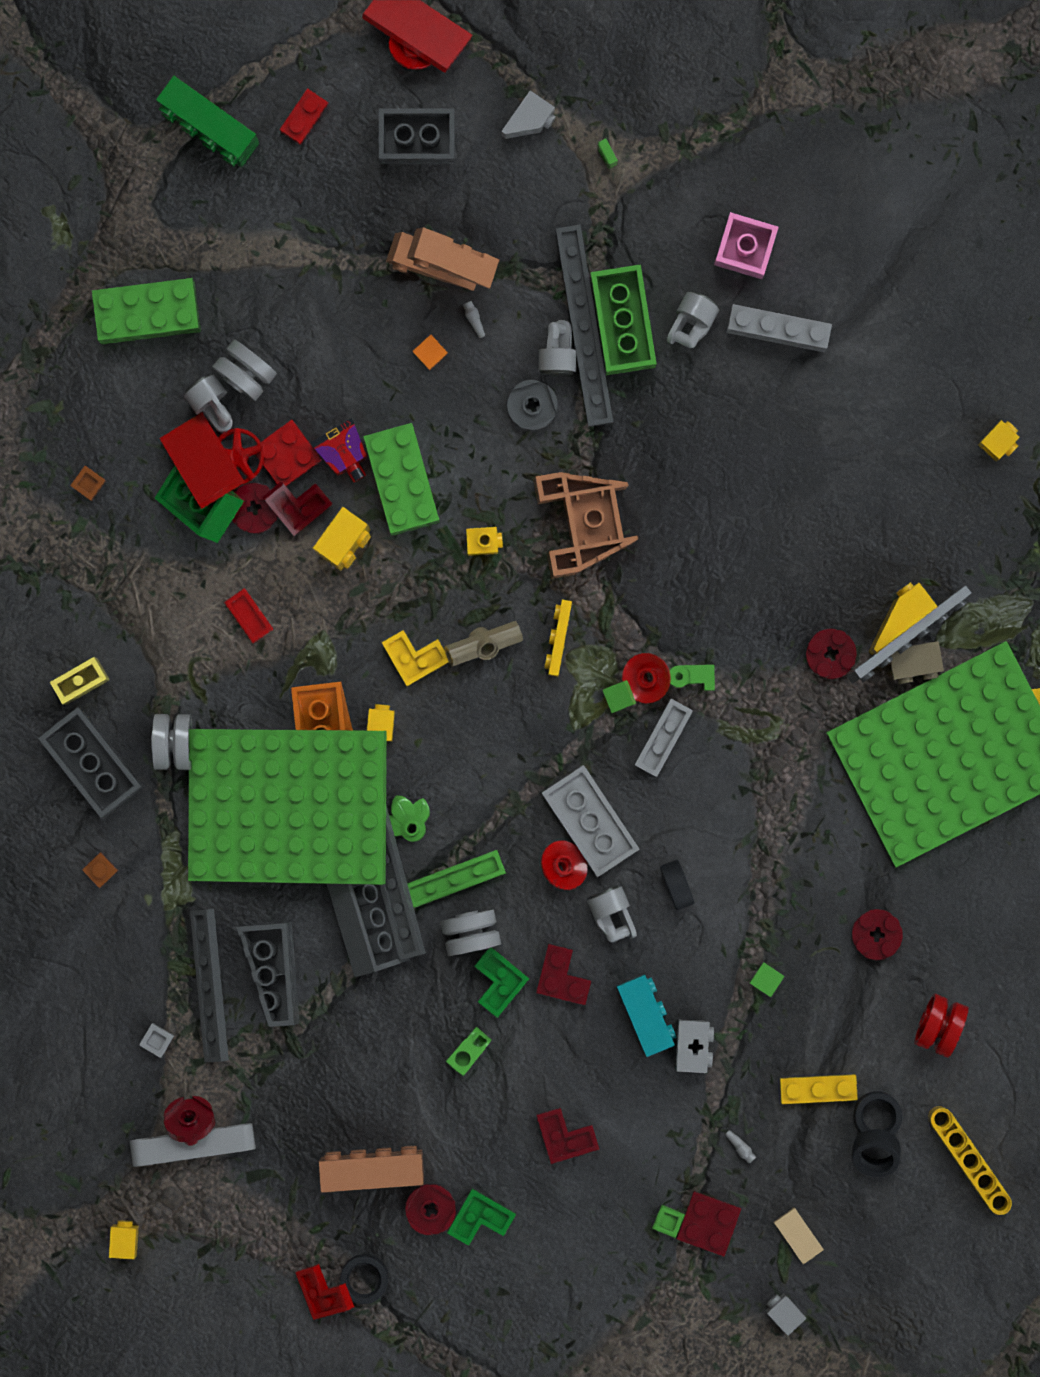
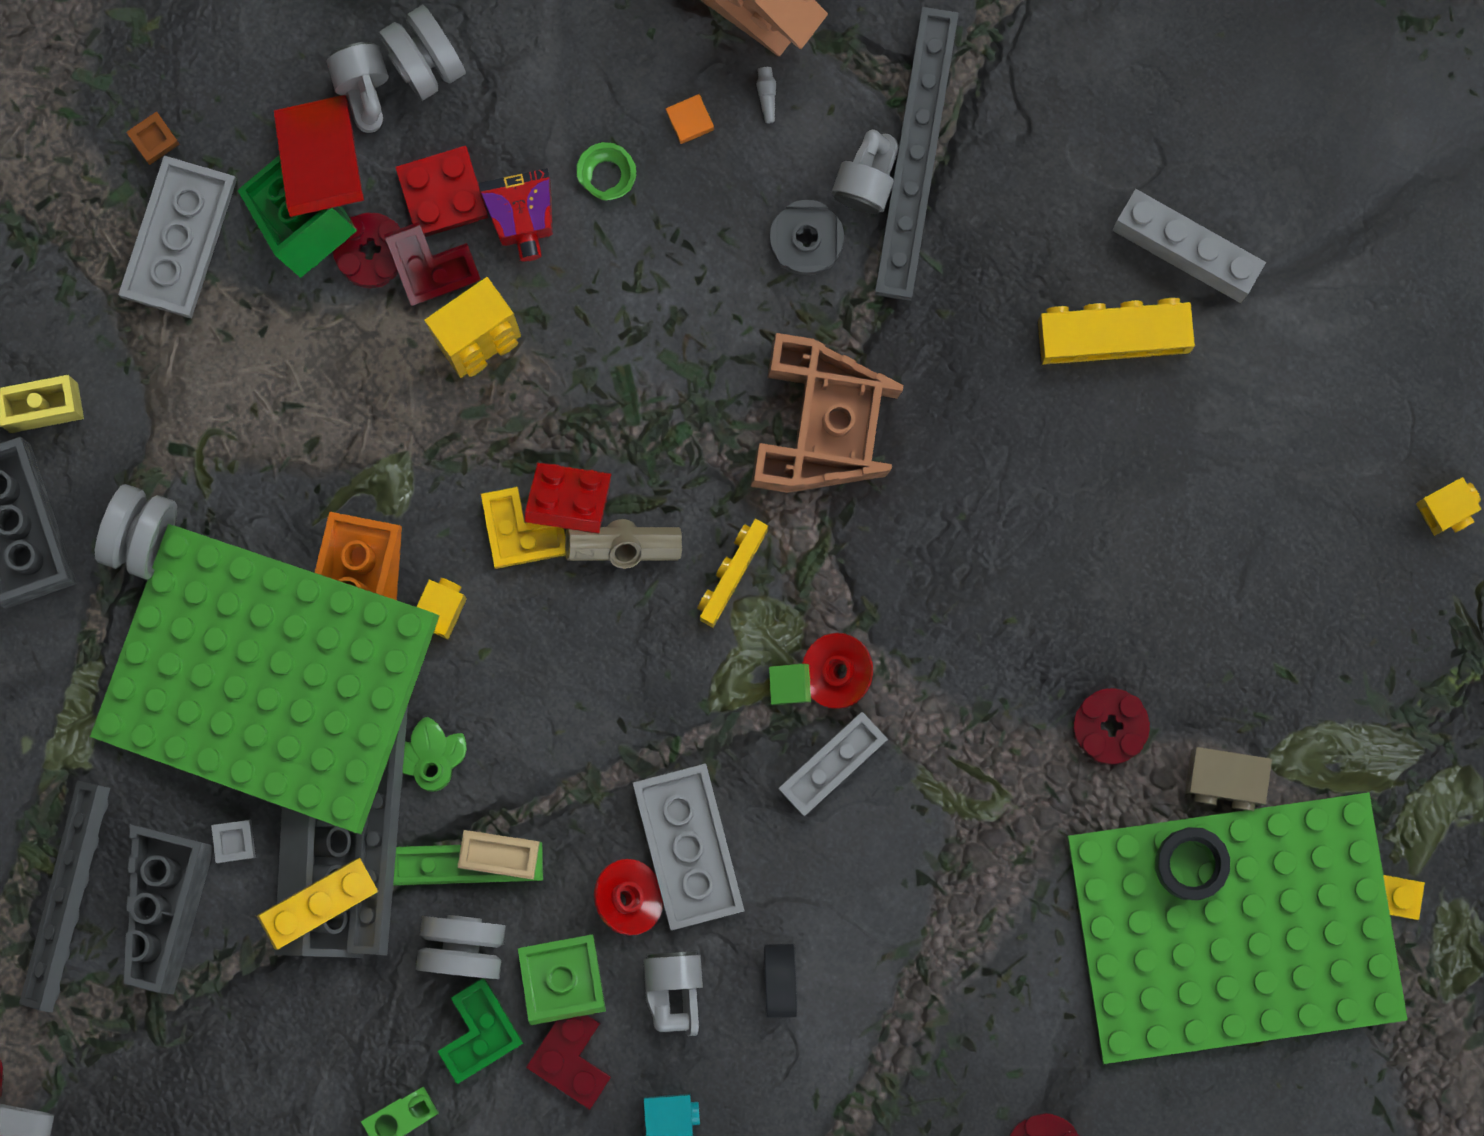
camera: 25 degrees right, 5 degrees down
(127, 542) = (177, 237): none -> light grey plate
(241, 455) = (375, 171): red wheel -> none
(249, 615) = (309, 395): red tile -> none
(302, 915) = (233, 841): none -> light grey plate
(372, 936) = (317, 903): none -> yellow plate
(392, 392) = (611, 153): none -> bright green piece
(401, 479) = (588, 277): bright green brick -> none
(438, 626) = (568, 498): none -> red plate
(473, 866) = (498, 854): none -> tan tile
(483, 541) = (673, 401): yellow brick -> none
(540, 931) = (561, 979): none -> bright green plate
(623, 319) = (974, 161): bright green brick -> none
(693, 674) = (905, 689): bright green leg -> none
(697, 311) = (1081, 184): light grey piece -> none
(746, 245) = (1180, 116): bright pink brick -> none
(751, 400) = (1115, 332): none -> yellow brick
(902, 642) = (1220, 741): plate -> none
(906, 610) = (1244, 698): yellow slope -> none
(923, 710) = (1220, 854): none -> black tyre

